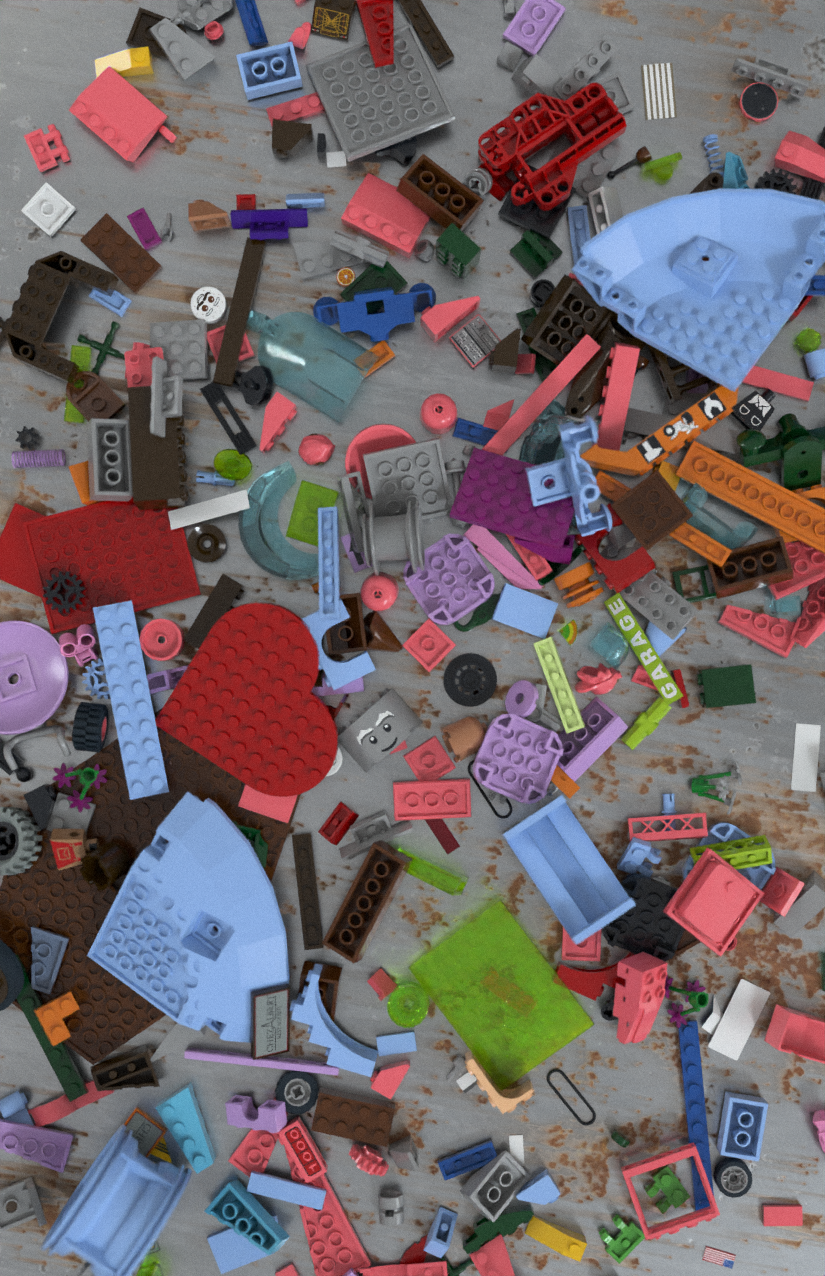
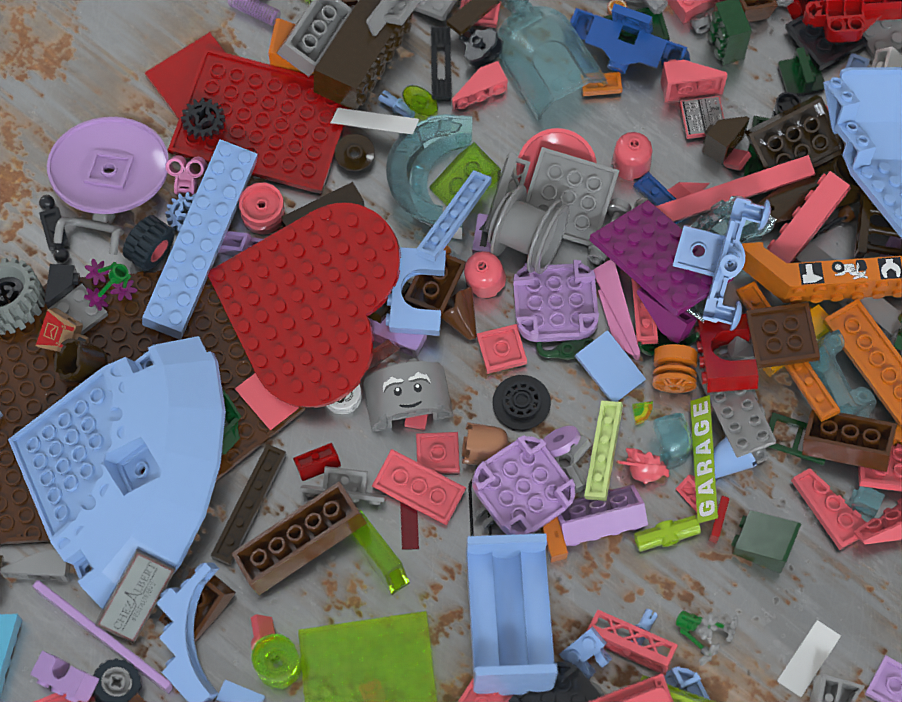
camera: 30 degrees right, 20 degrees down
(316, 449) = (502, 129): coral hair -> none

